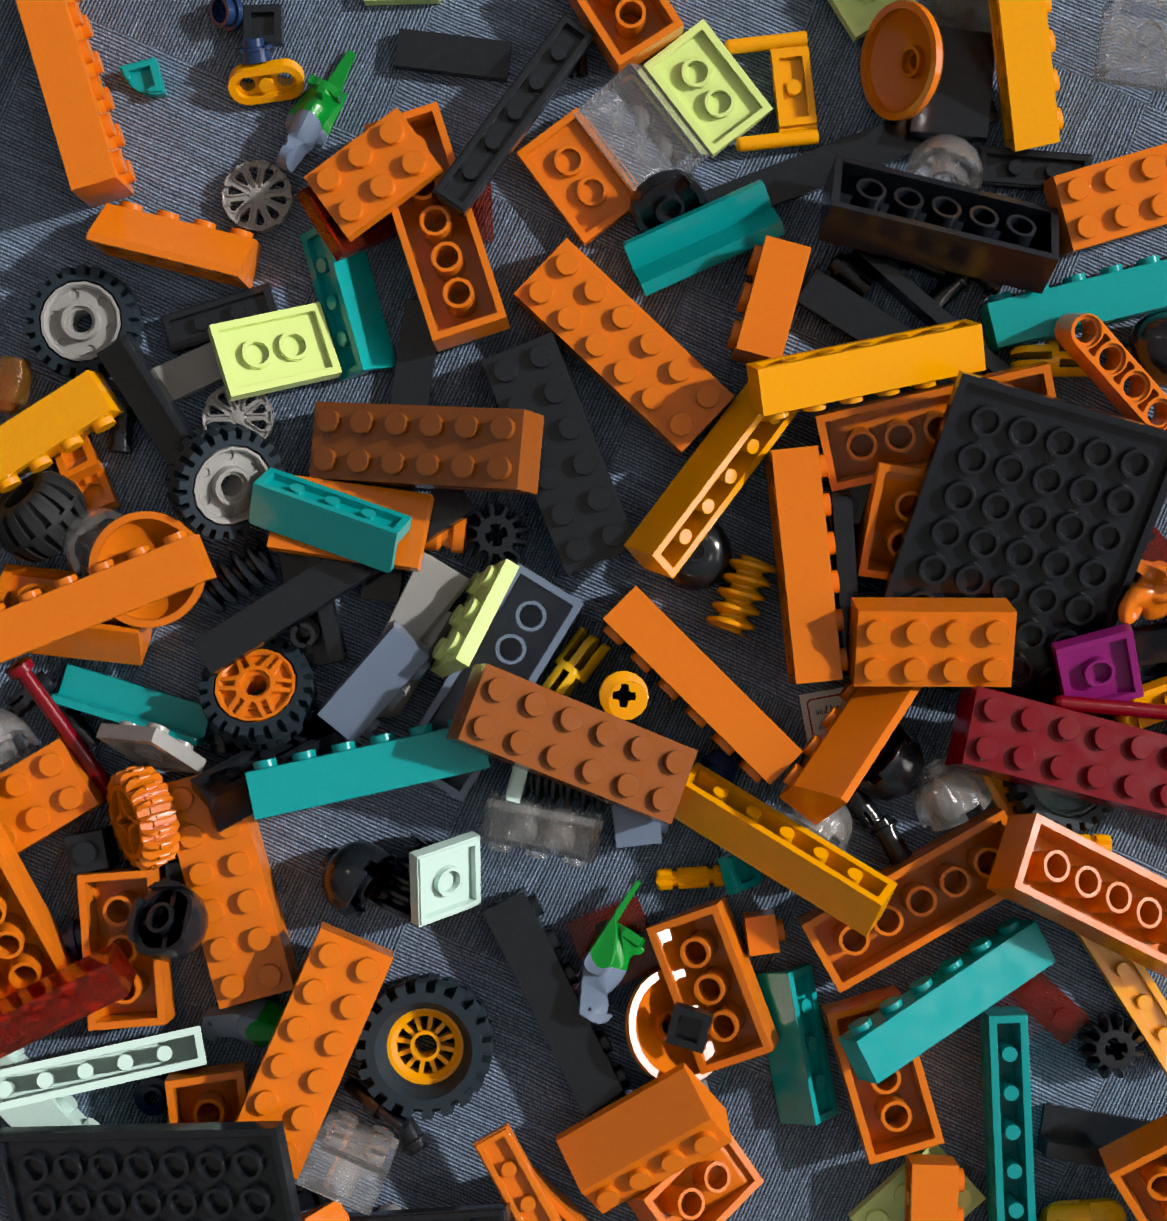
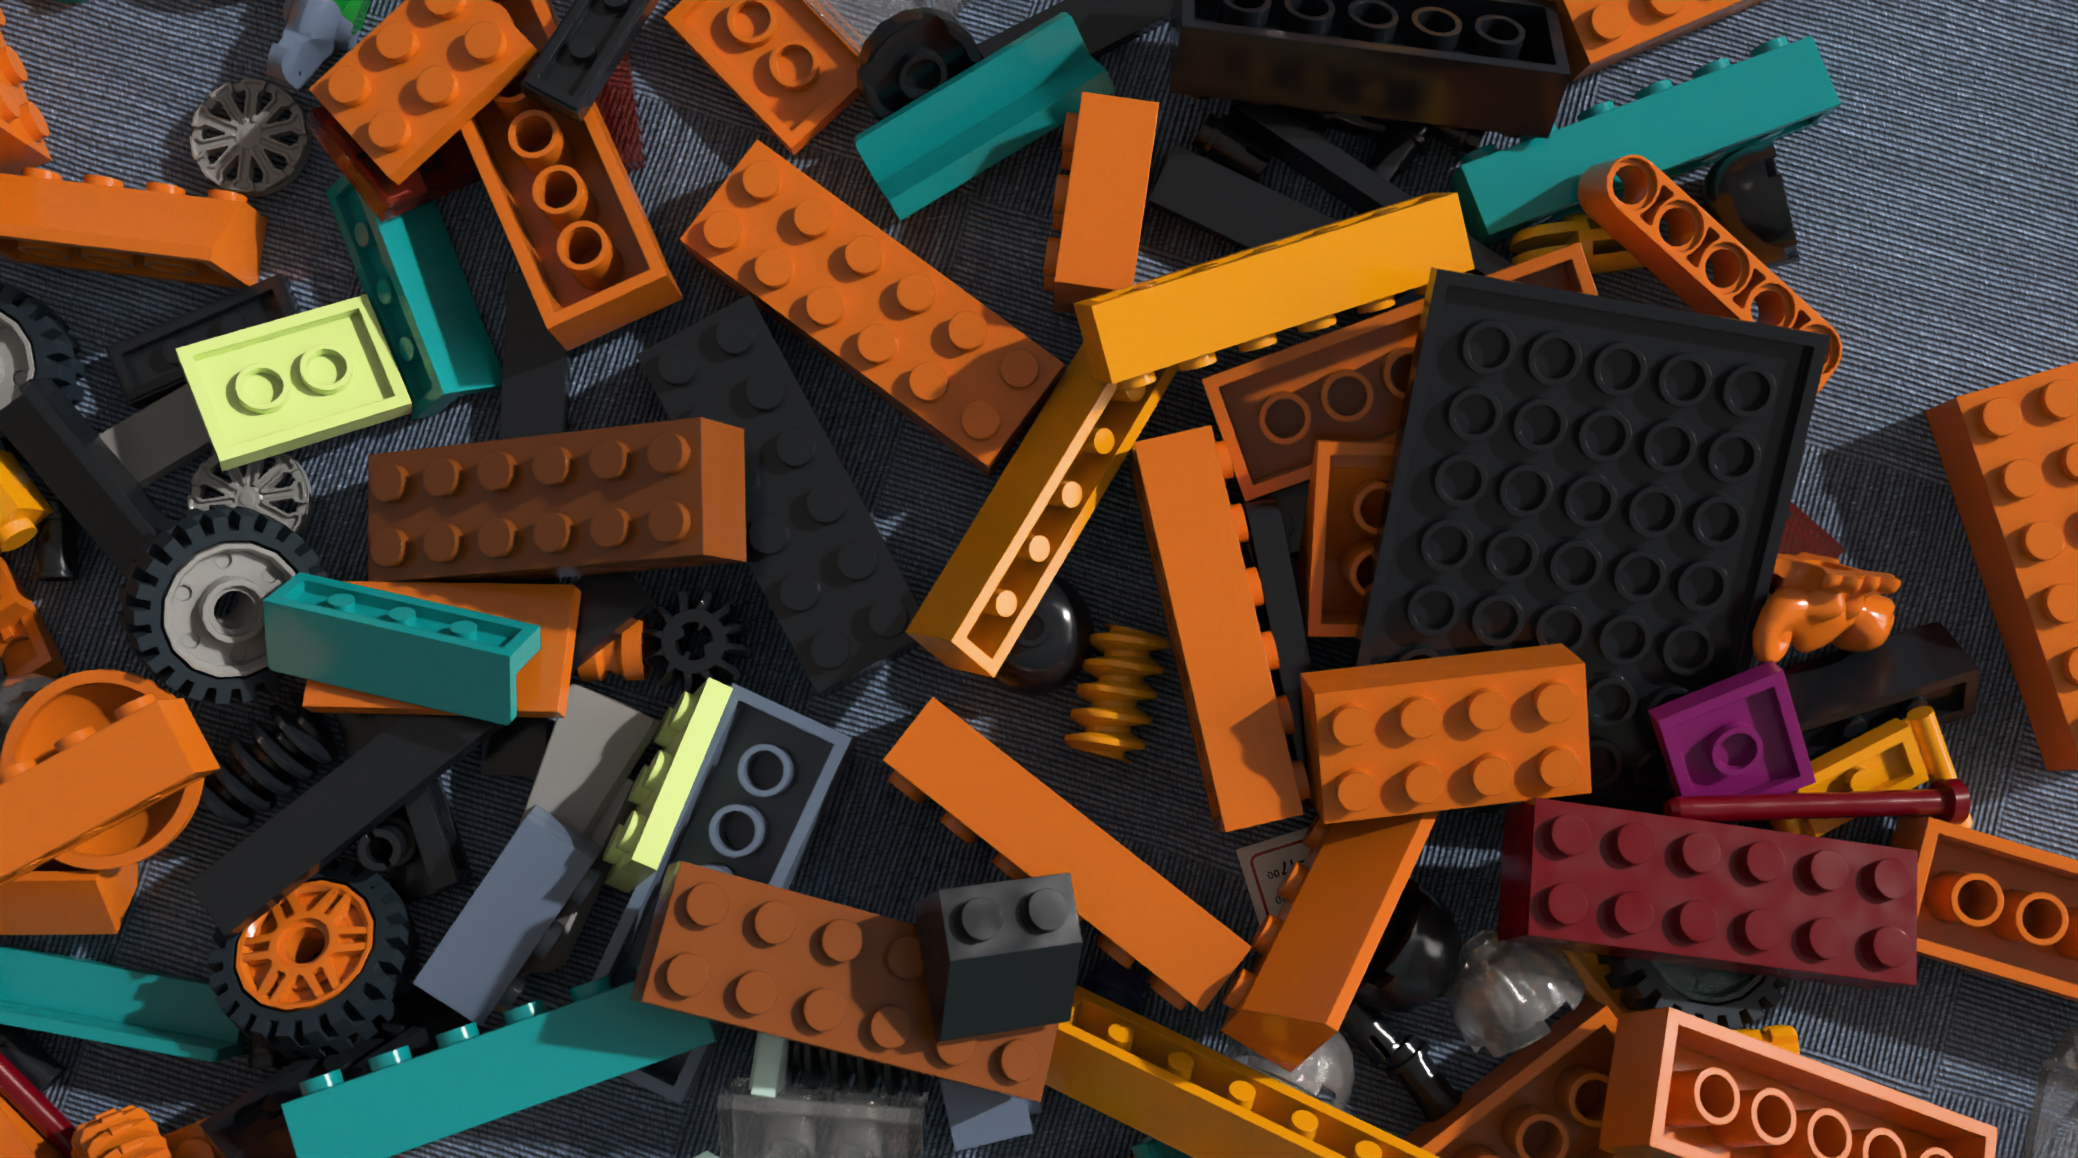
camera: 10 degrees left, 5 degrees down
(151, 746) = (137, 1073): light grey plate -> none
(572, 668) = (852, 843): yellow arm -> none
(632, 707) = (919, 866): light orange piece -> none
(660, 738) = (1000, 955): none -> black slope

